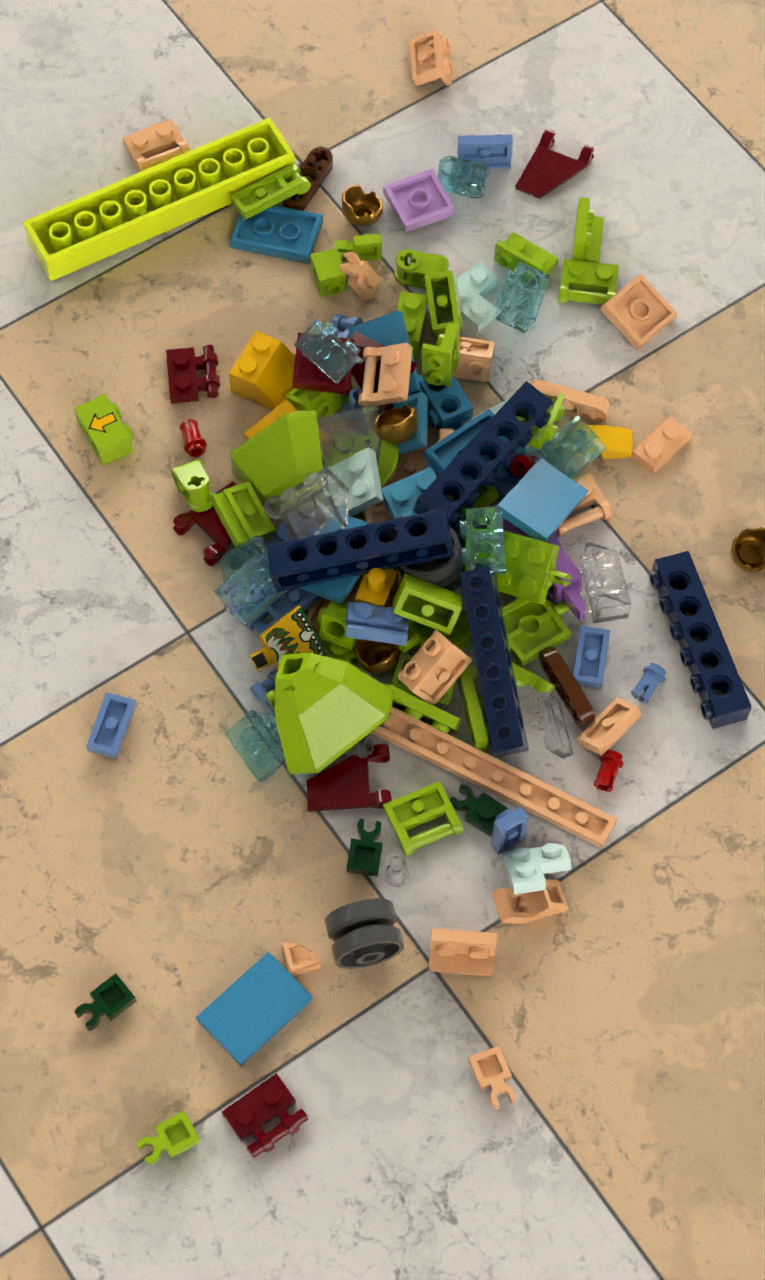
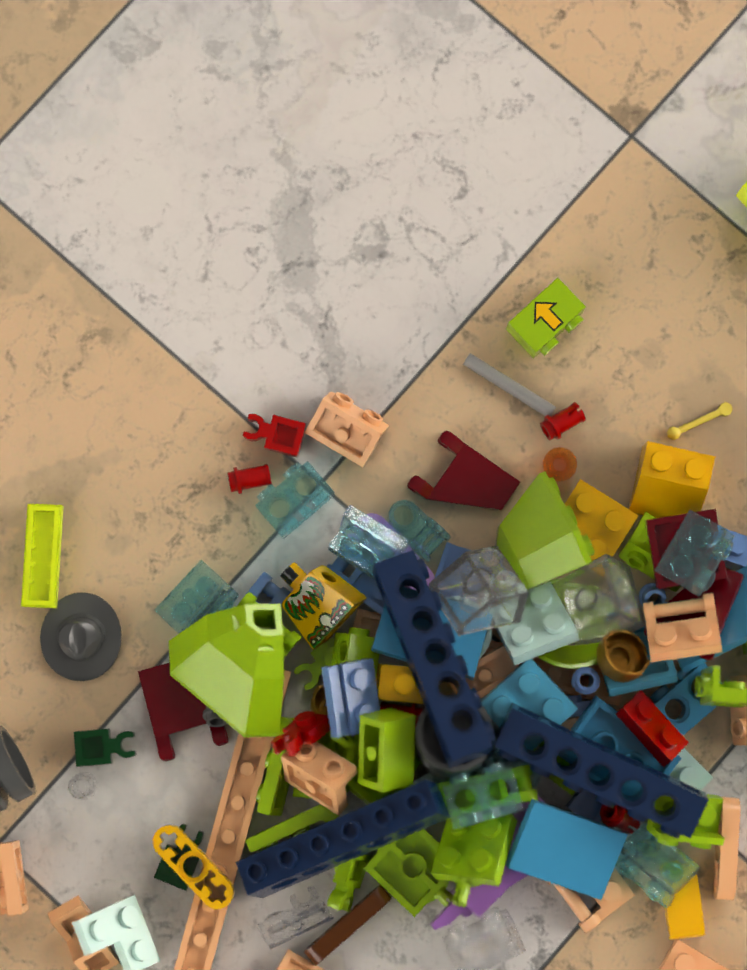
camera: 75 degrees right, 20 degrees up
(111, 725) = (182, 435): medium blue plate -> none
(135, 647) = (281, 435): none -> red plate
(148, 596) = (346, 427): none -> light nougat bracket
(149, 472) = (509, 385): none -> light grey bar
(165, 684) = (249, 478): none -> red pin
(182, 864) = (42, 556): none -> neon yellow plate
(183, 374) = (646, 386): dark red plate -> none
(193, 484) = (499, 439): lime piece -> none
(199, 646) = (300, 505): none -> clear light blue brick
(219, 328) = (724, 410): none -> light yellow hinge
(224, 442) = (569, 459): none -> clear orange plate
(242, 513) = (472, 506): lime plate -> none
(263, 850) = (81, 637): none -> dark grey hat
(272, 510) = (485, 533): clear pin -> none
(394, 671) = (304, 729): none -> red plate
(409, 459) = (594, 680): none -> medium blue pin
(420, 808) = (160, 790): lime plate -> none
(454, 422) = (652, 728): none -> red plate
(509, 829) = (150, 899): medium blue plate -> none
(512, 787) = (181, 841): none -> yellow beam
(591, 656) = (392, 944): medium blue plate -> none

